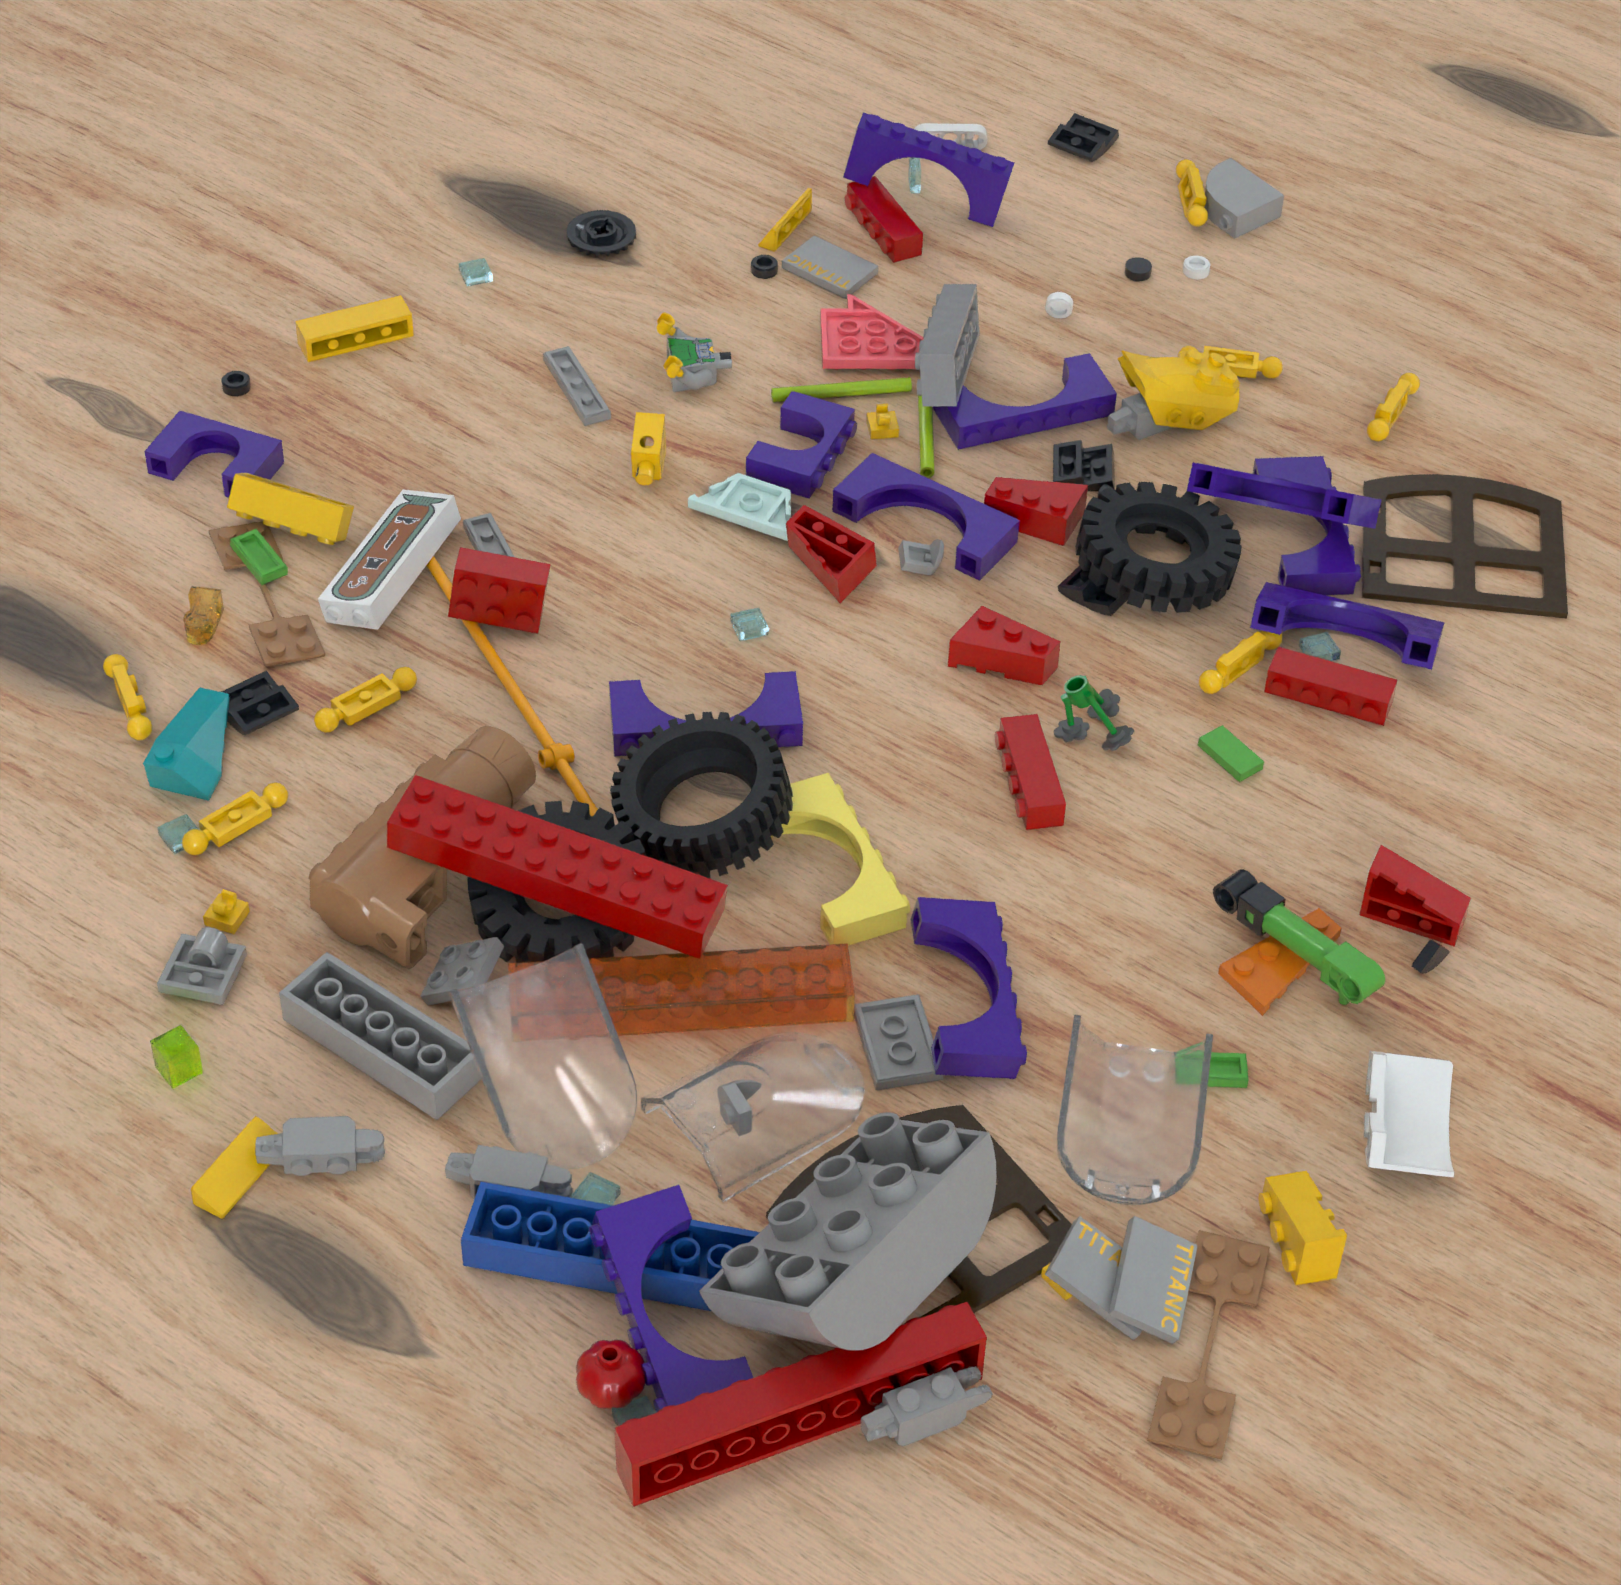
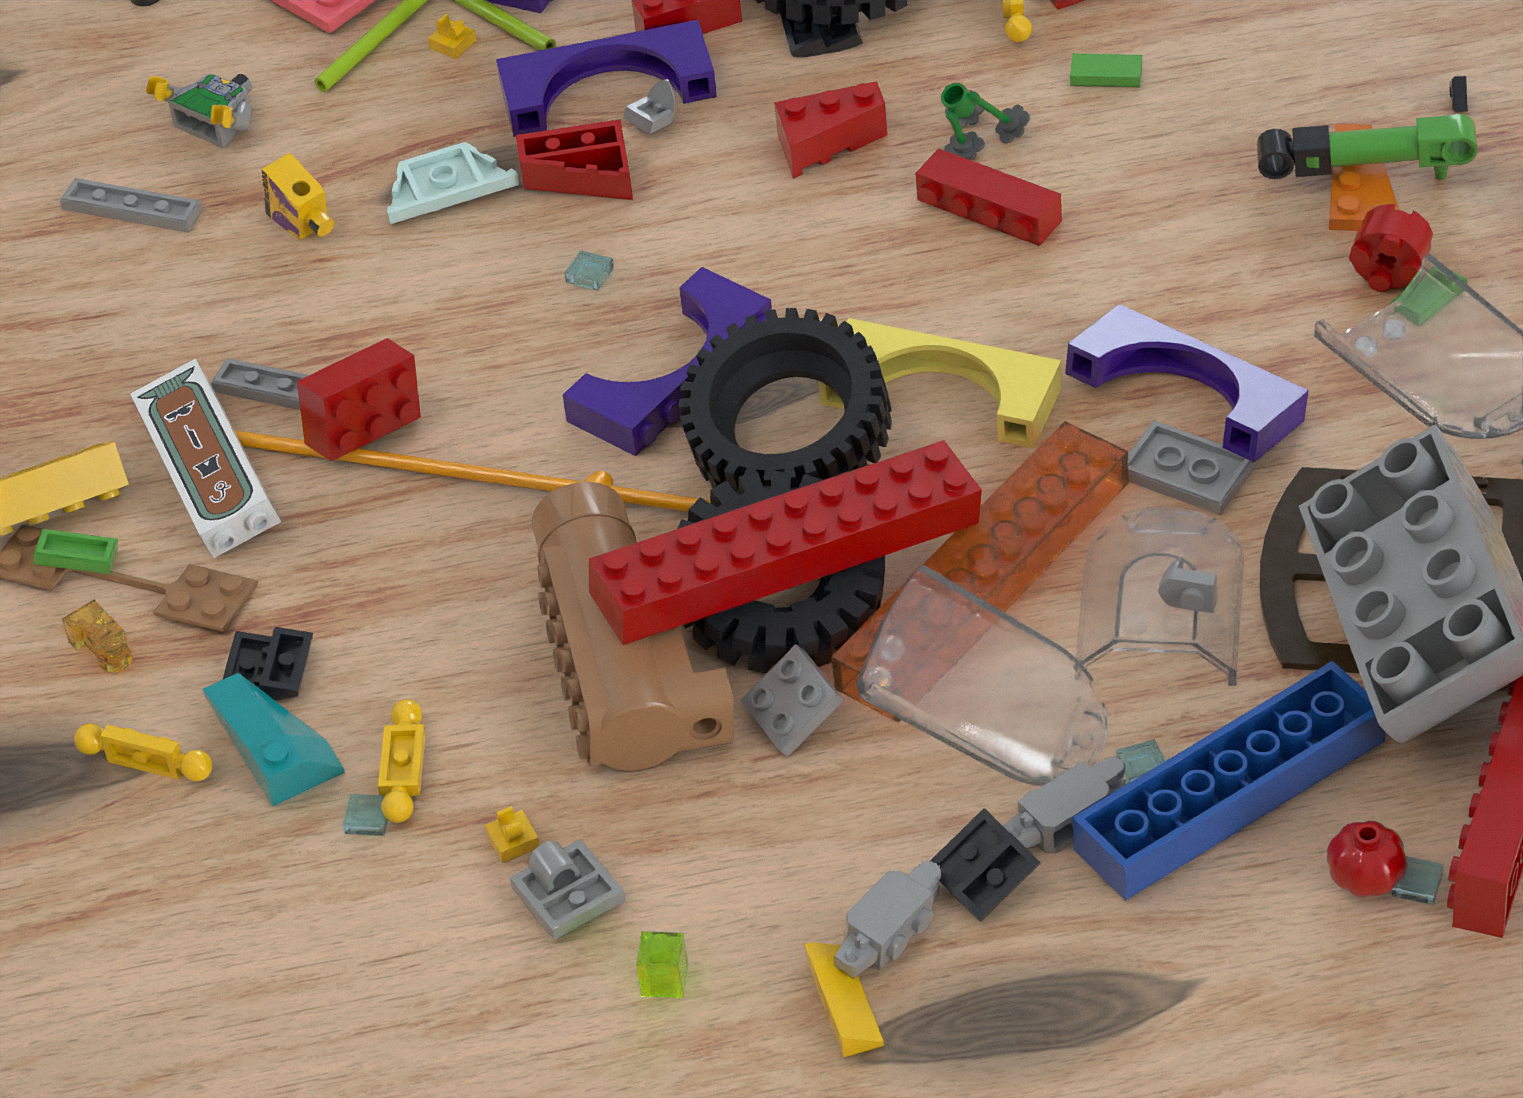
camera: 40 degrees left, 0 degrees up
(365, 699) = (361, 582): yellow plate -> none
(380, 1035) = (807, 798): light grey brick -> none
(413, 1164) = (983, 864): none -> black slope
(628, 1239) = (1268, 748): dark purple arch -> none
(804, 469) = (417, 70): dark purple arch -> none
(1215, 1010) = (1390, 247): none -> red brick
(1413, 899) = (1394, 63): red wedge -> none

